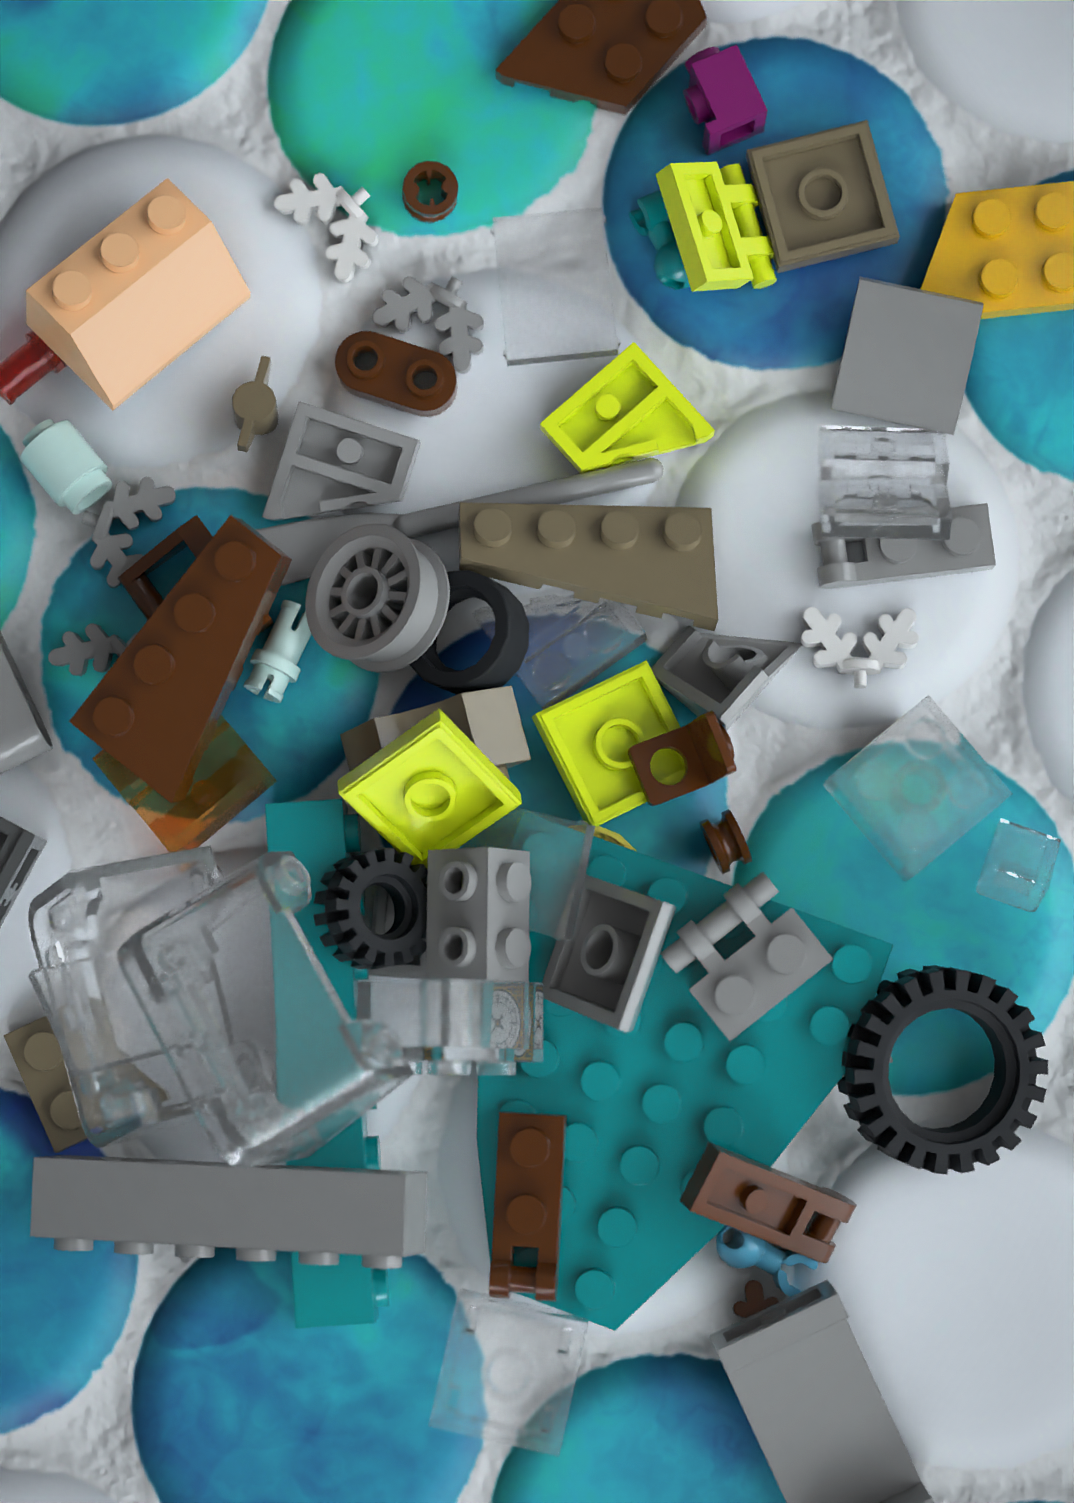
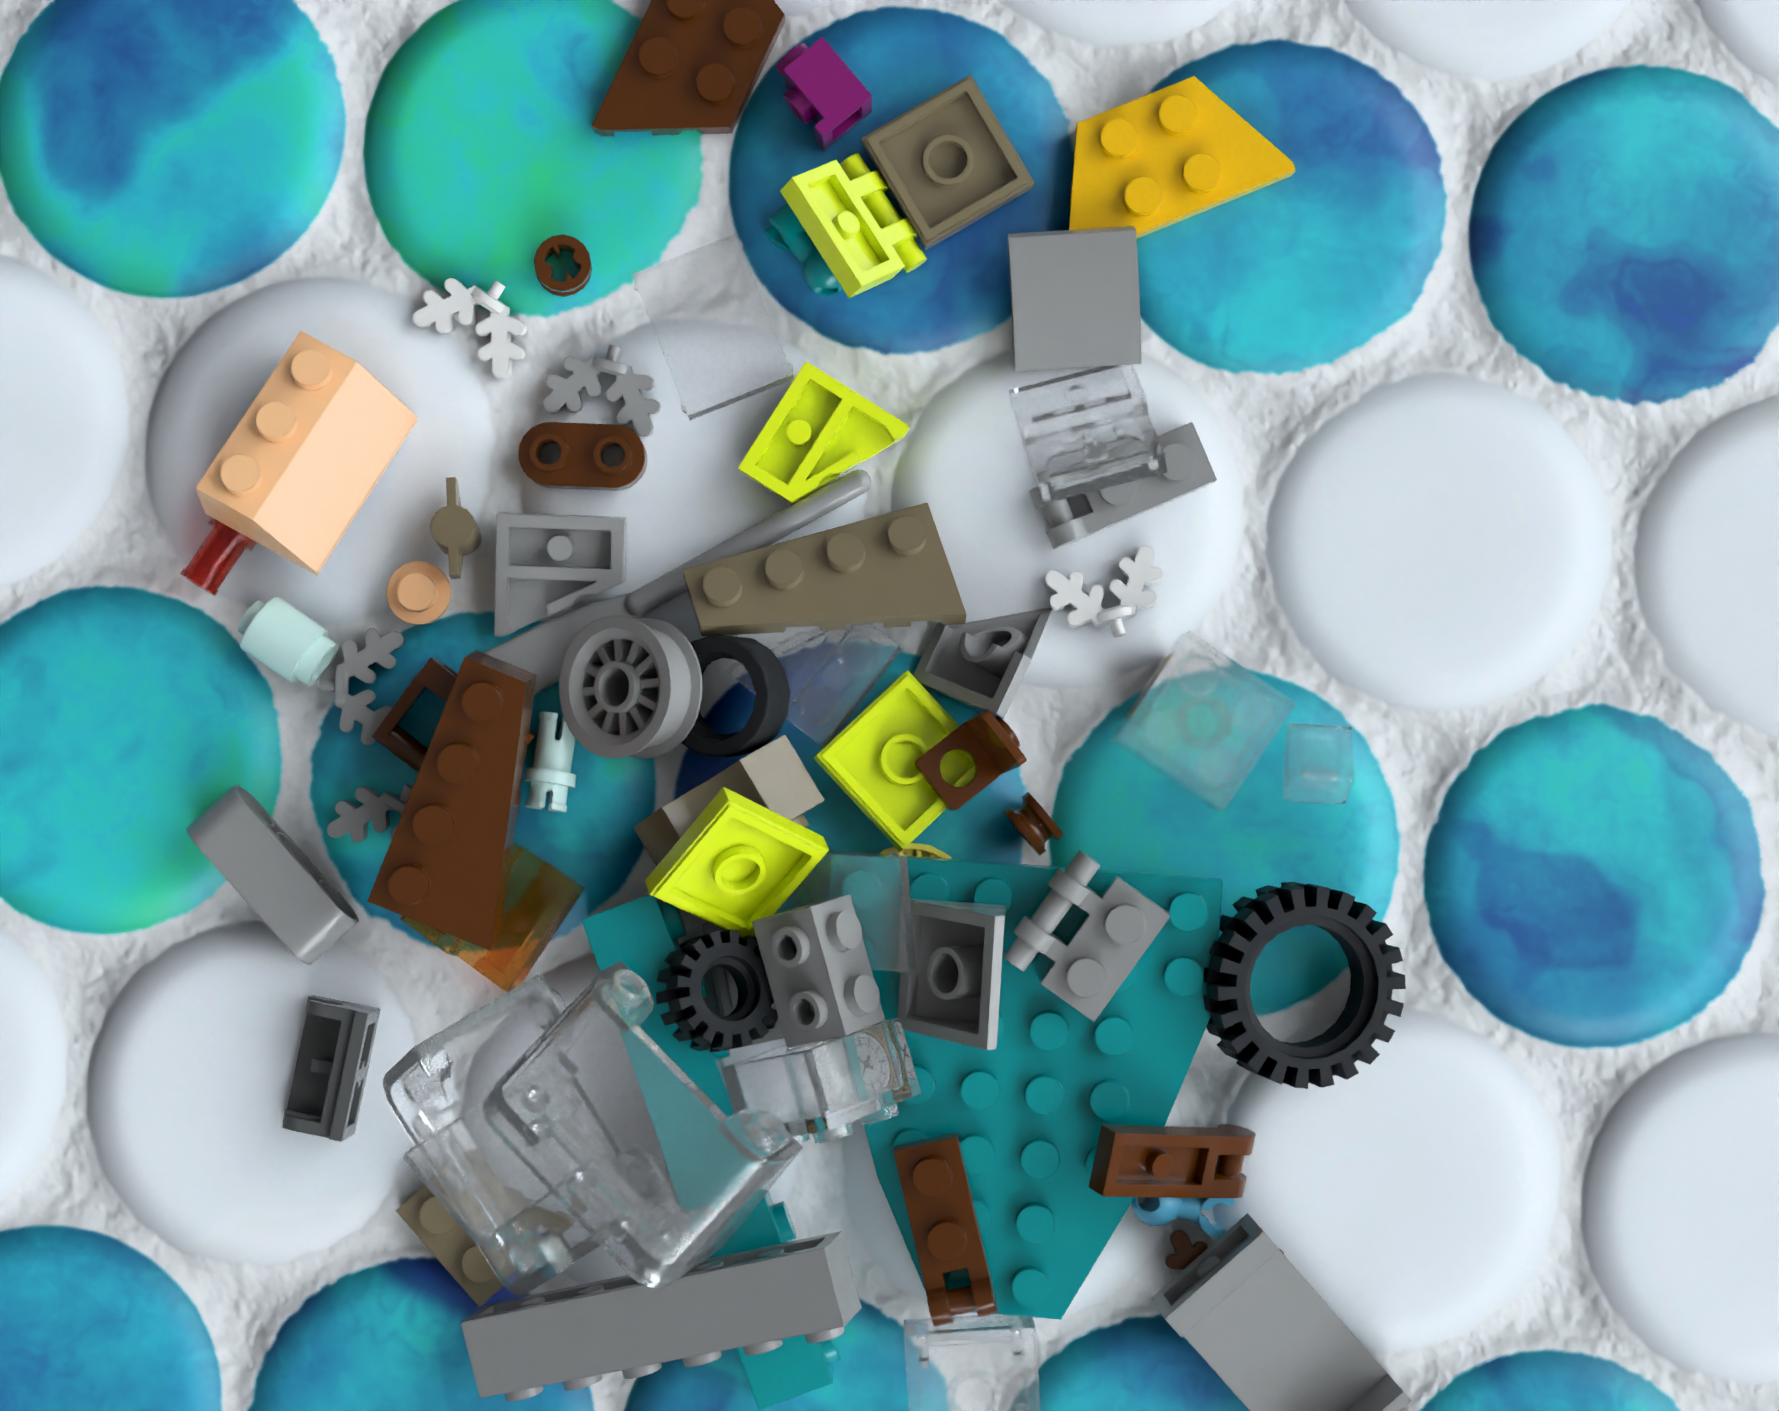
camera: 25 degrees left, 5 degrees up
(203, 456) = (418, 593): none -> light nougat plate

